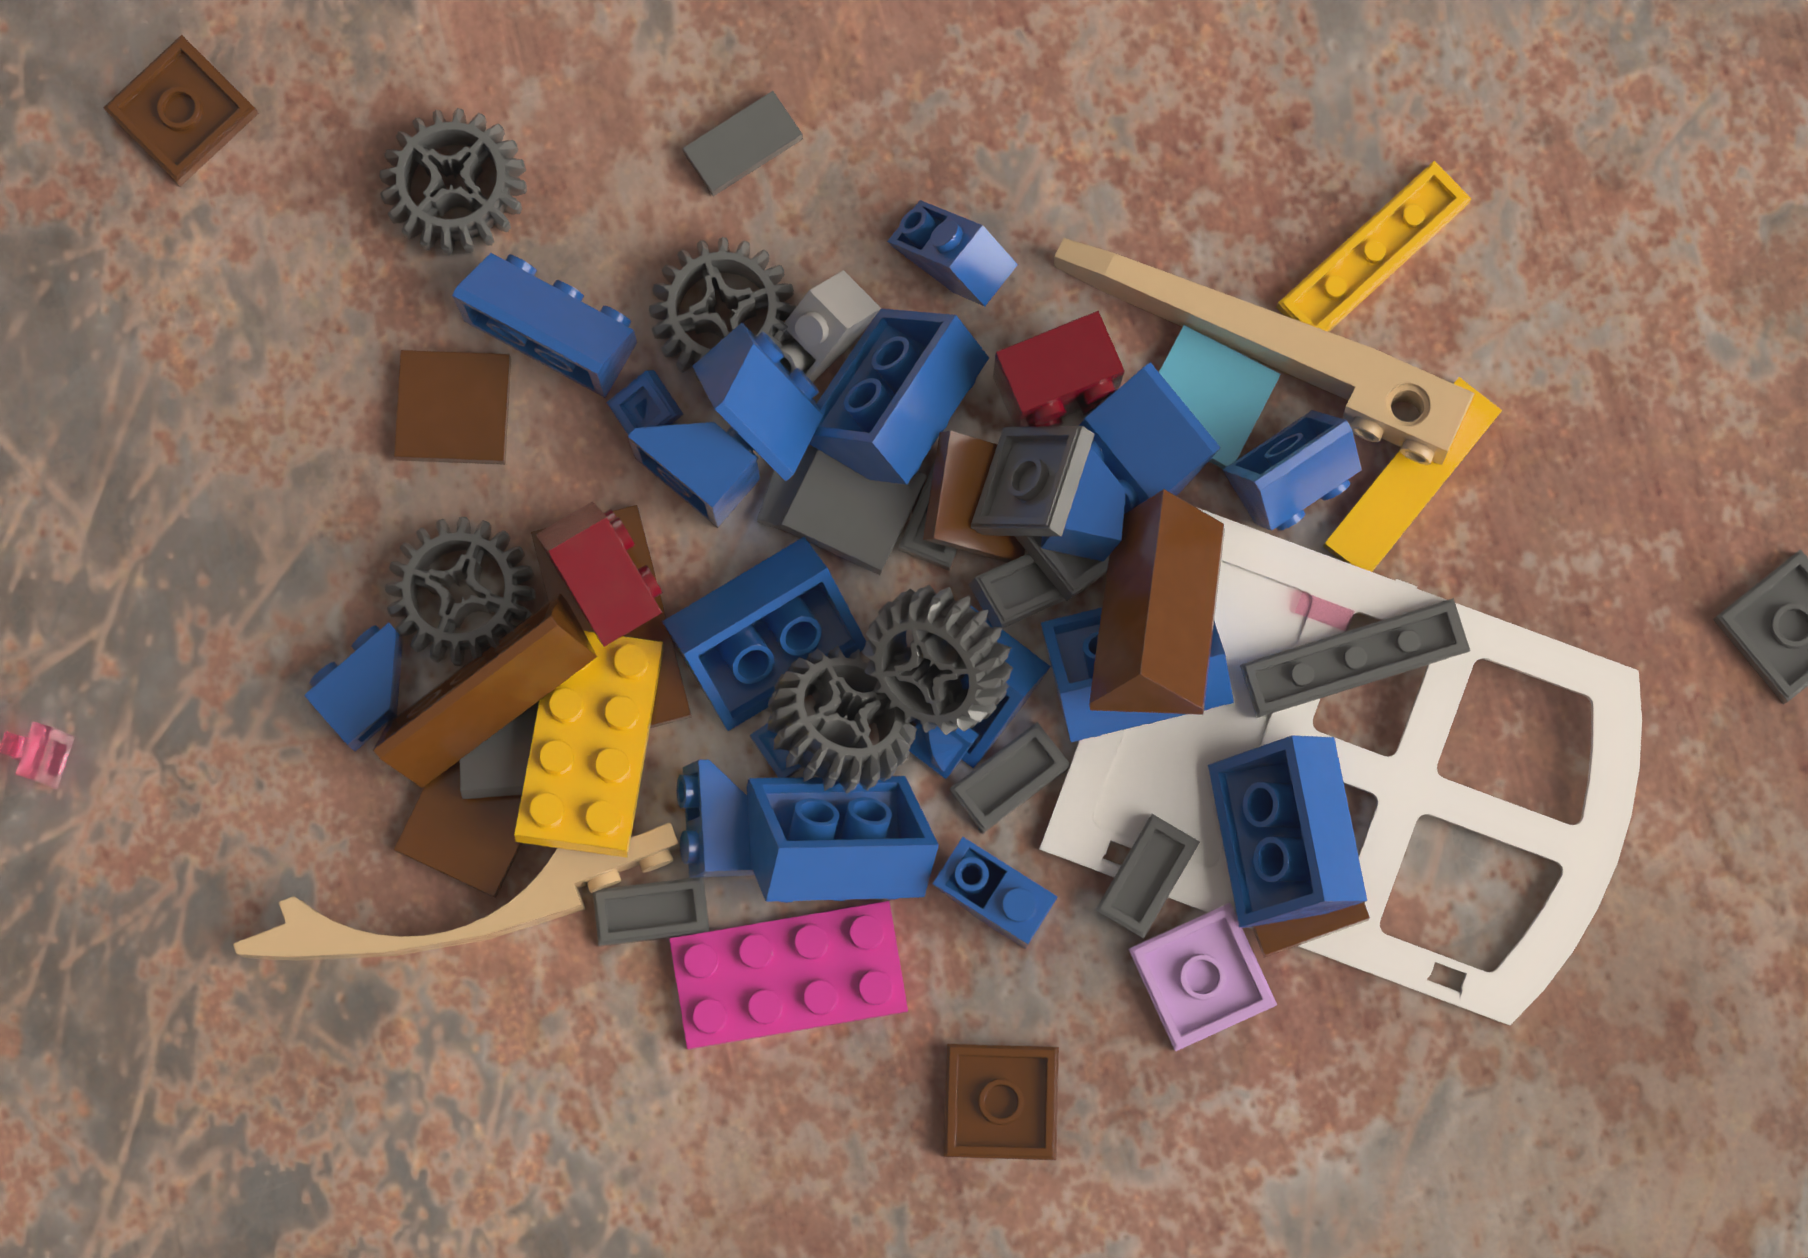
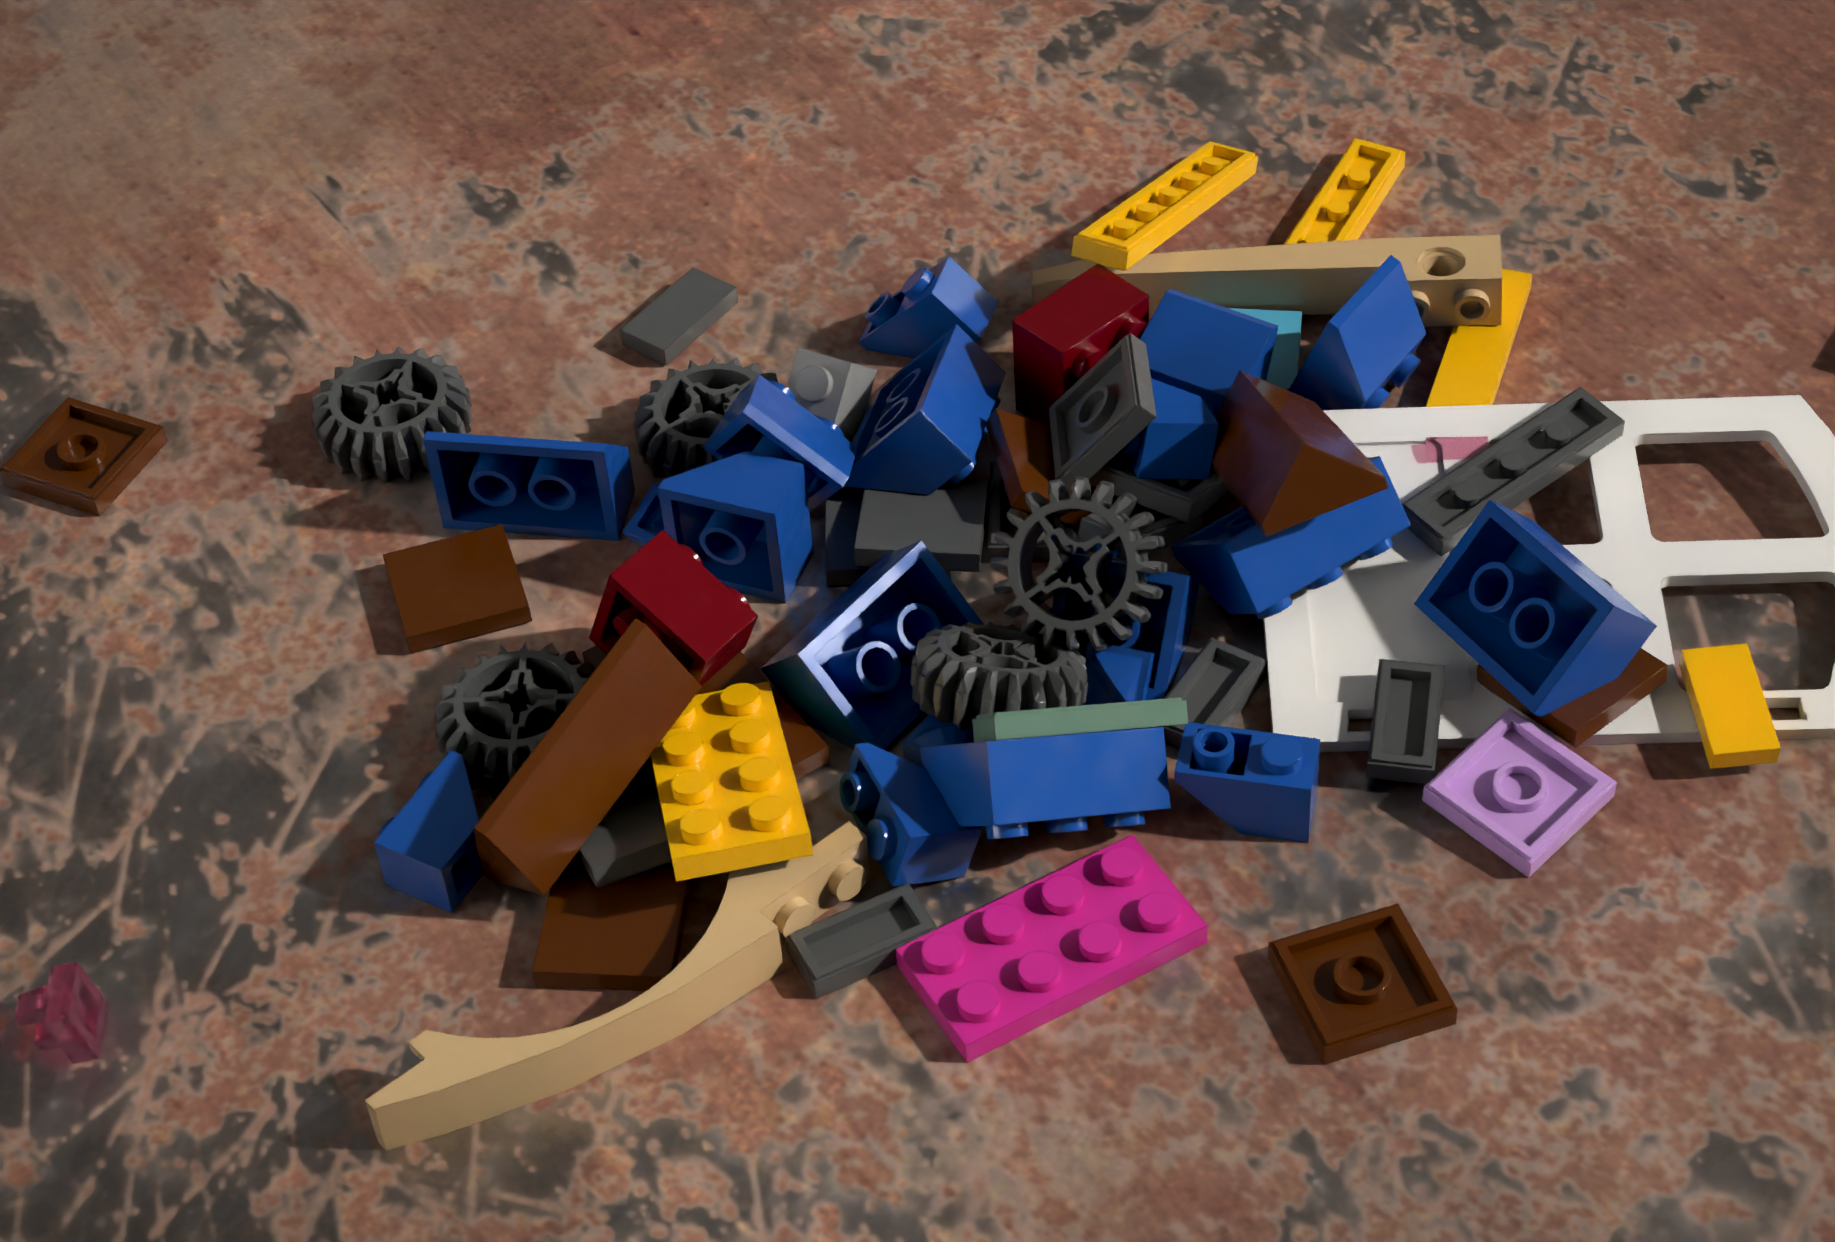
camera: 15 degrees left, 35 degrees down
(876, 814) = (1080, 719): none -> sand green tile
(1207, 220) = (1164, 206): none -> yellow tile
(1402, 966) = (1729, 706): none -> yellow tile

